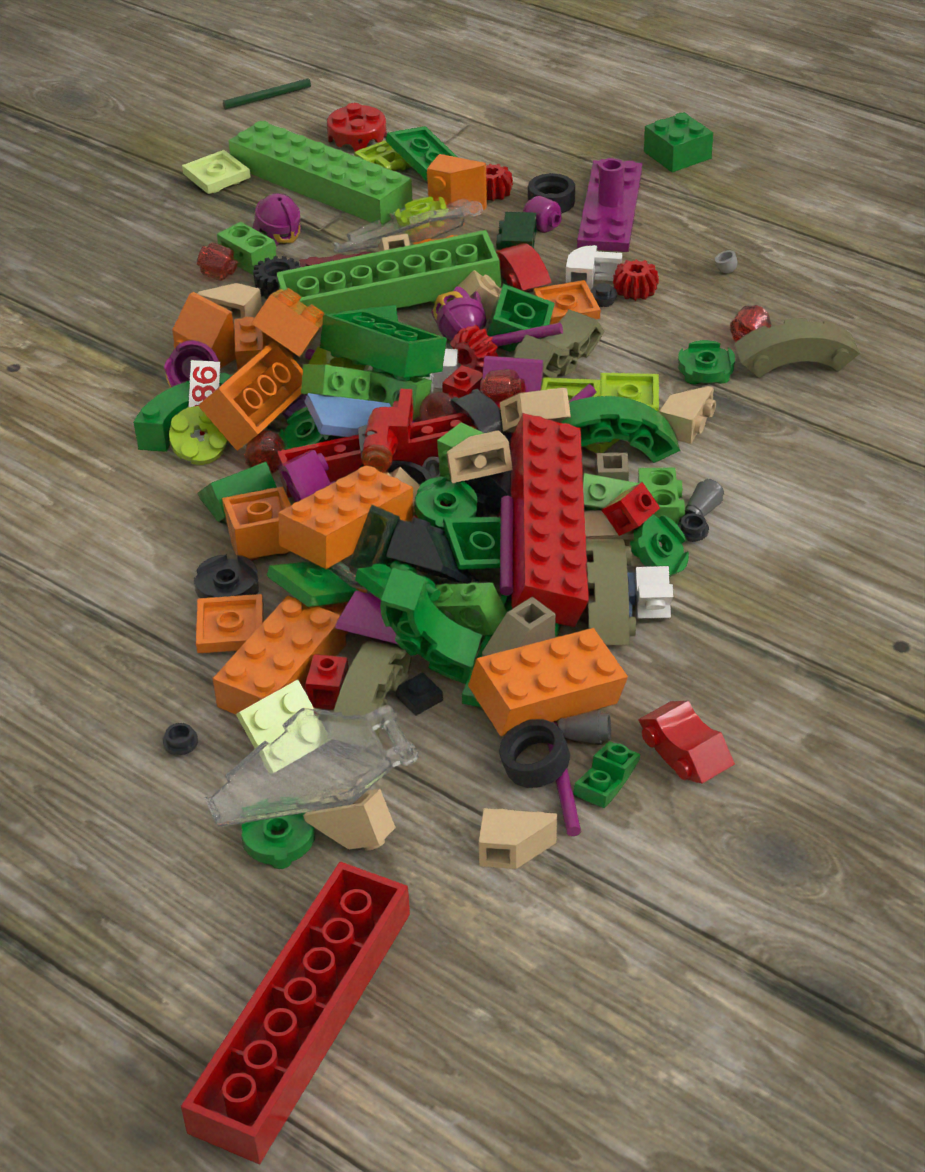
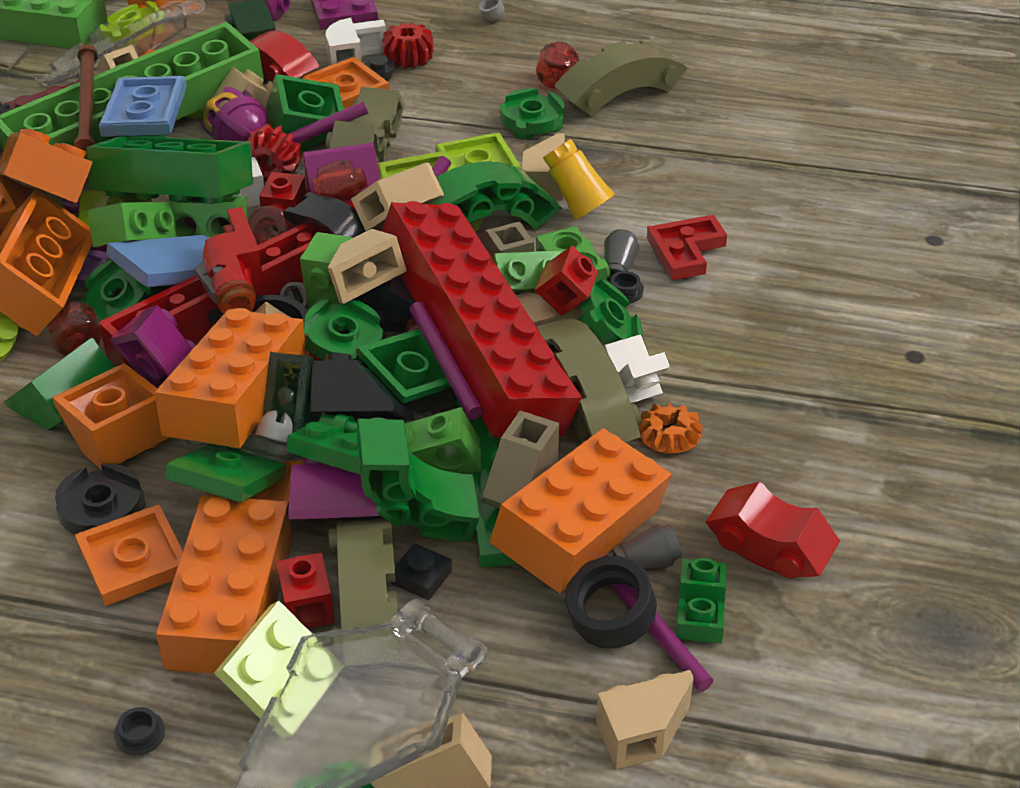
camera: 25 degrees left, 0 degrees up
(354, 562) = (274, 430): none -> light grey hinge
(366, 237) = (87, 56): none -> copper bar
(386, 289) = (143, 106): none -> medium blue tile
(660, 654) = (675, 438): none -> orange gear
(697, 429) = (577, 179): none -> yellow plant
(760, 500) = (680, 244): none -> red plate

